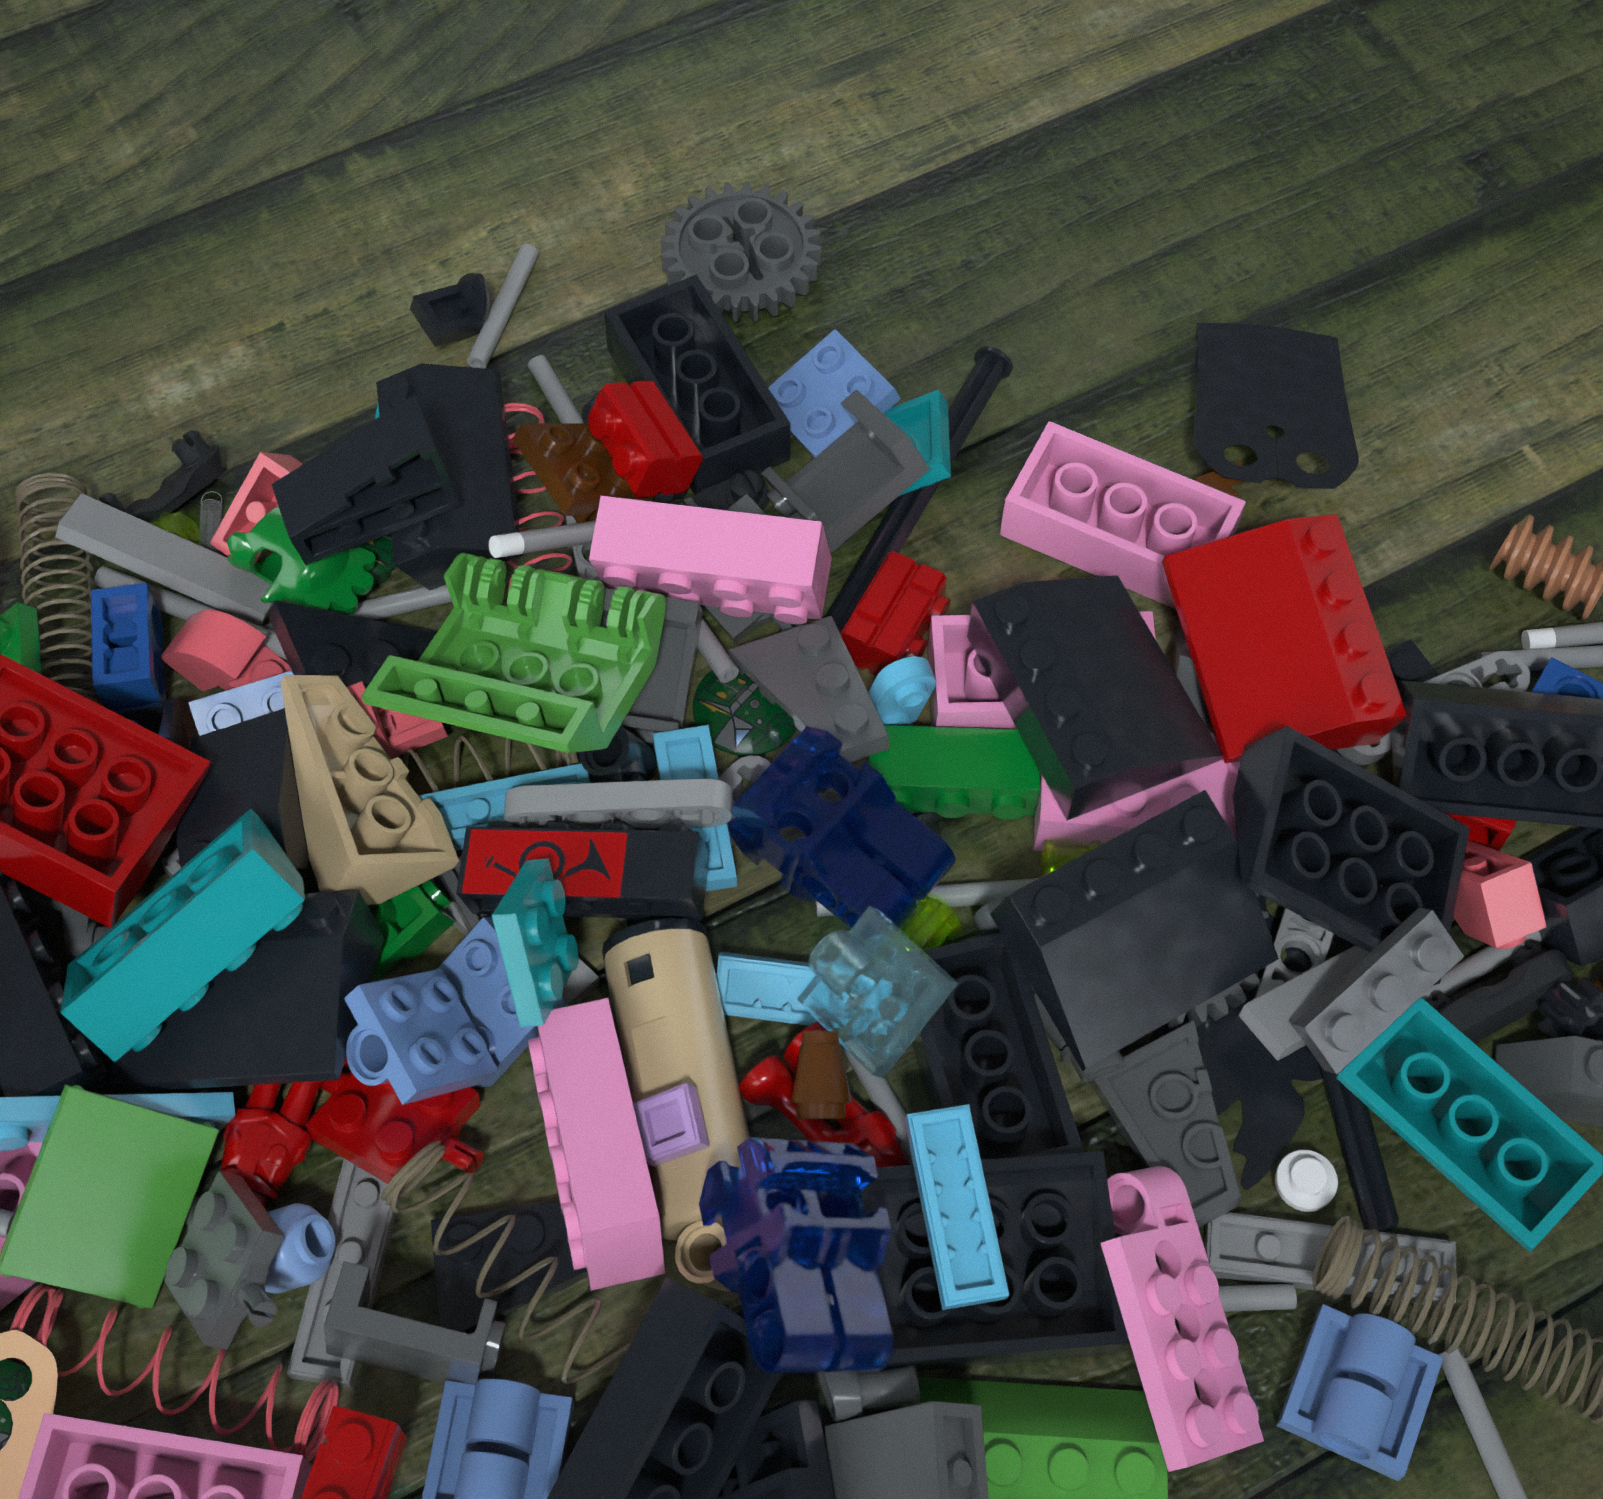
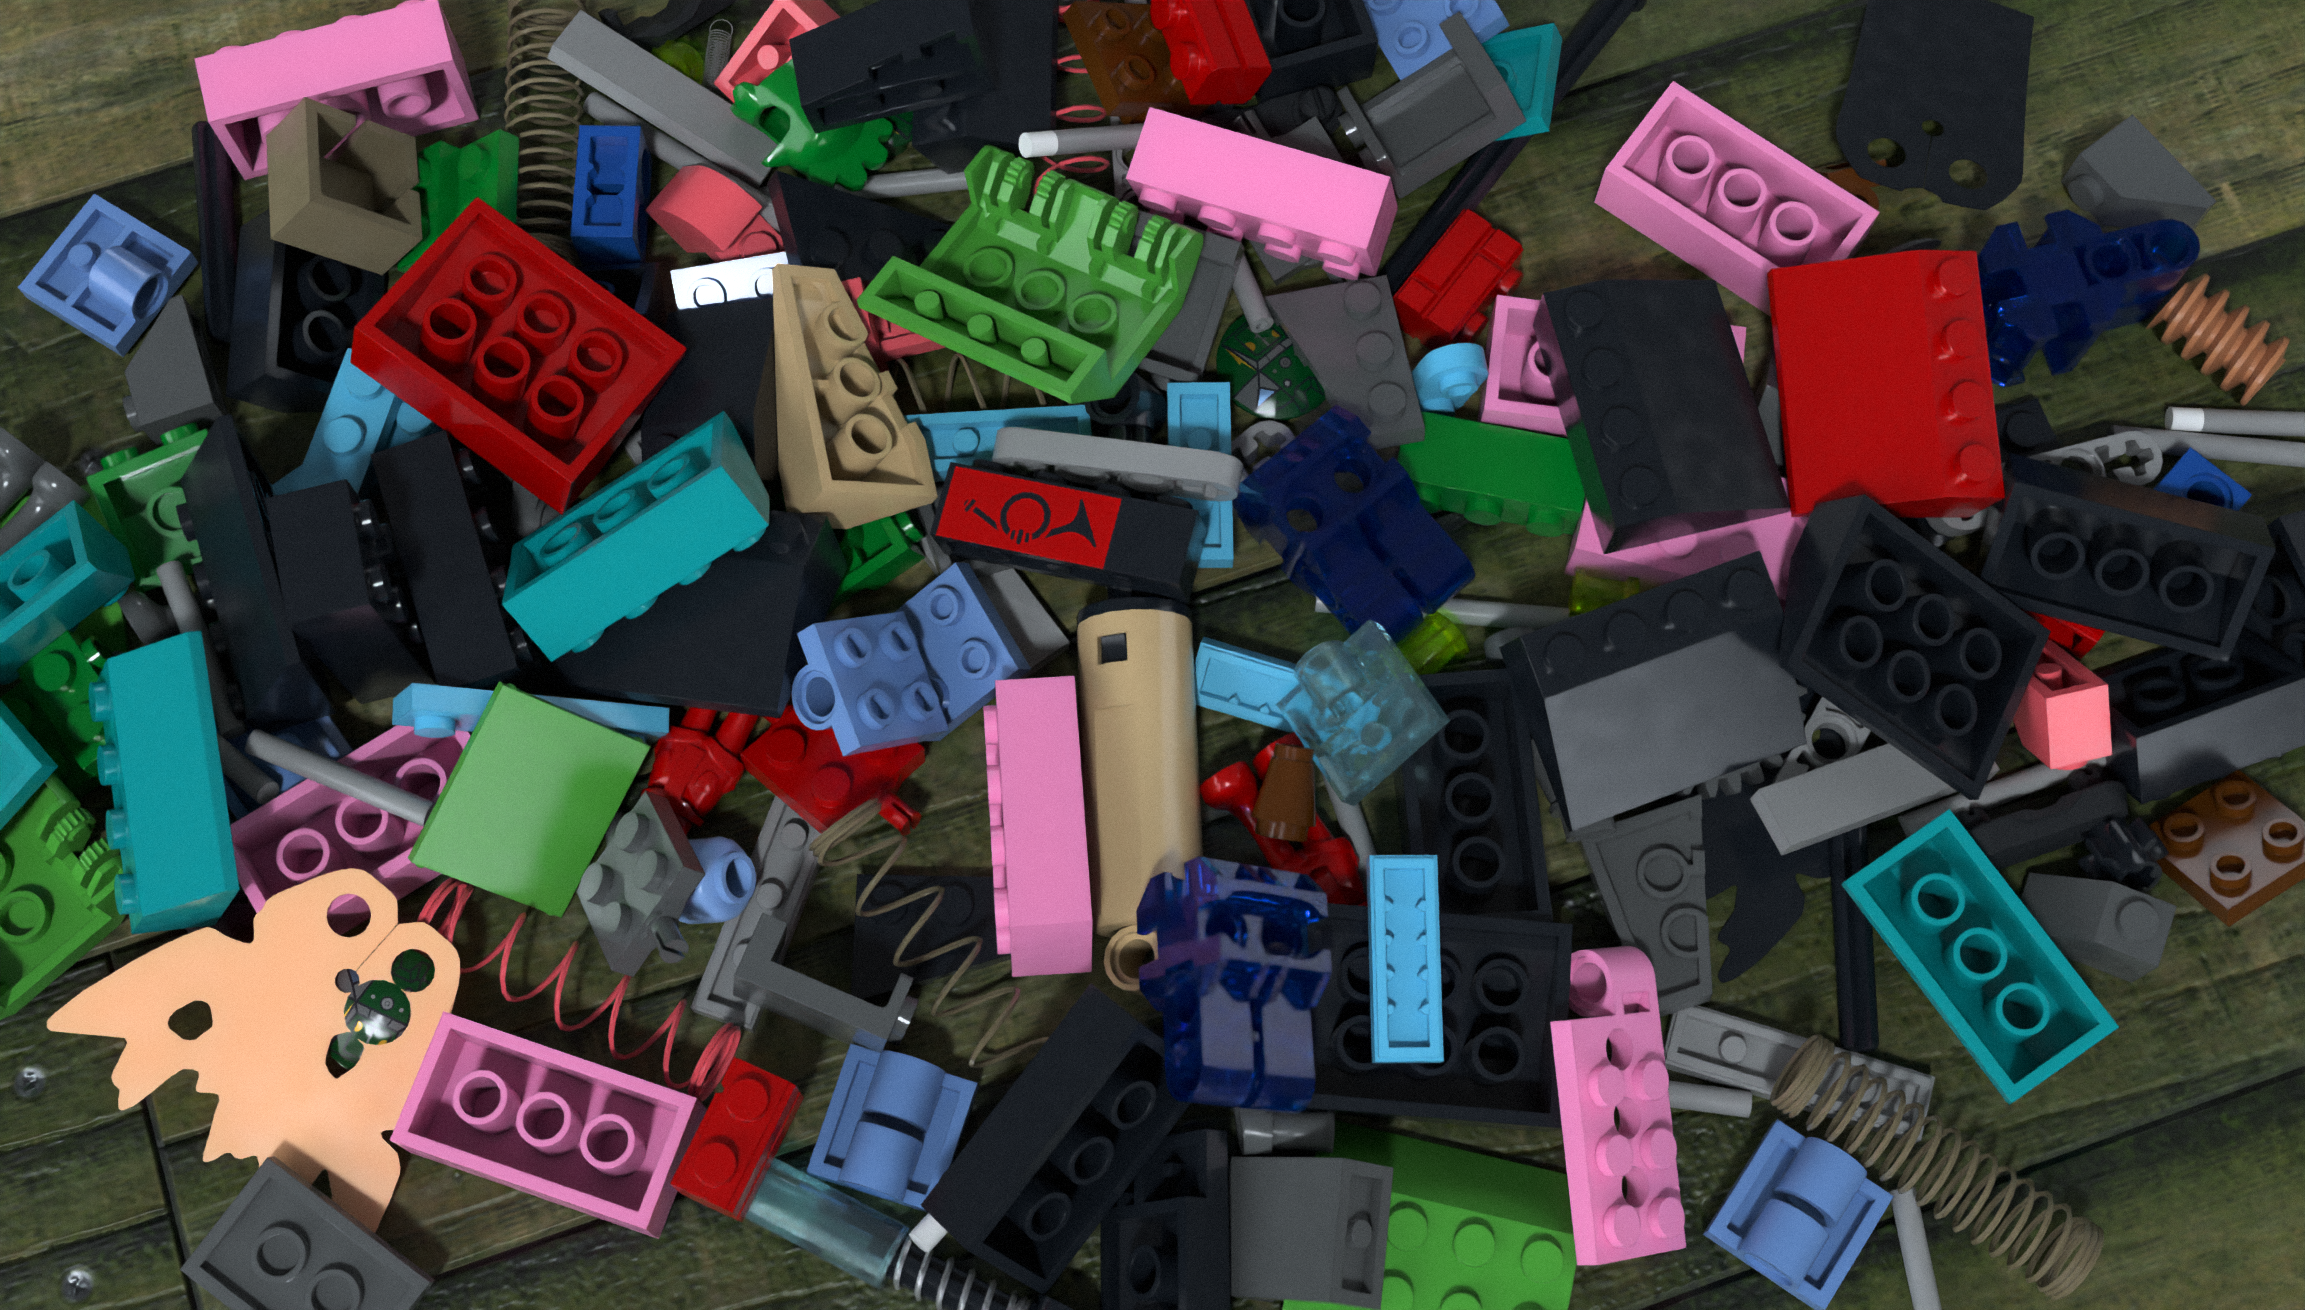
camera: 10 degrees right, 10 degrees up
(535, 941) = (1005, 604): teal plate -> none
(671, 1124) = (1120, 822): lavender tile -> none
(1306, 1180) = (1788, 985): white plate -> none
(1378, 990) = (1906, 798): flat silver plate -> none
(1425, 538) = (2073, 287): none -> clear blue connector
(1454, 453) = (2135, 181): none -> dark grey slope

